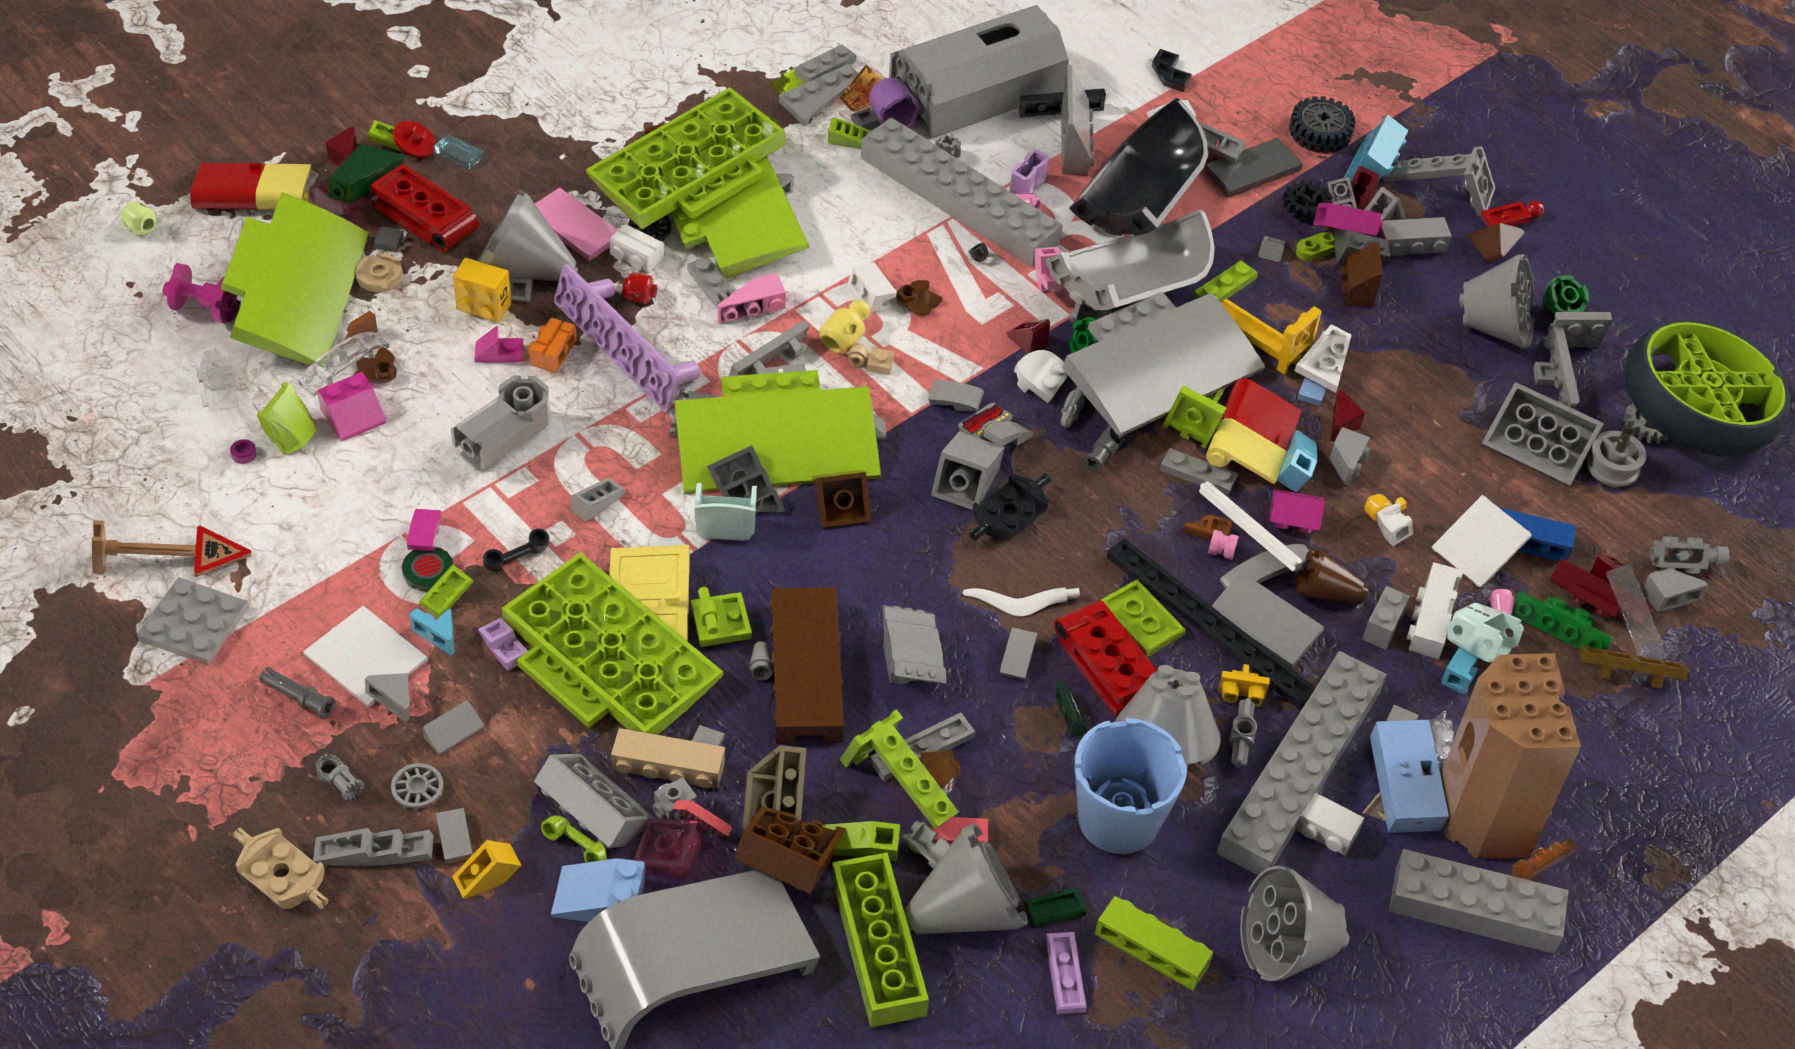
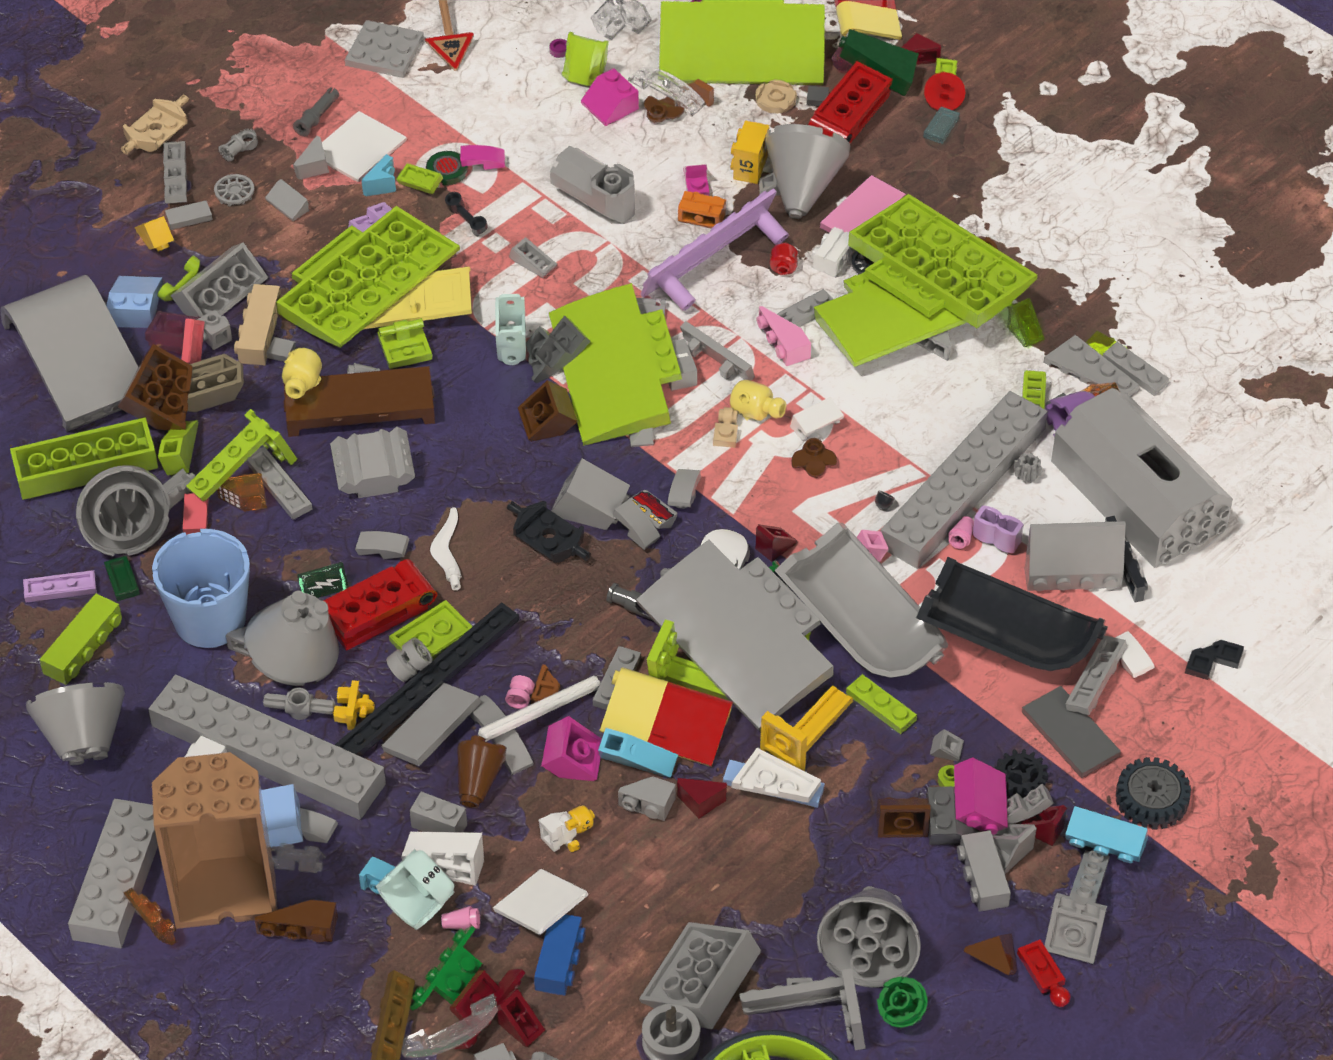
camera: 90 degrees right, 0 degrees up
(783, 699) = (301, 372): none -> light yellow piece
(1192, 627) = (409, 659): none -> light grey wheel

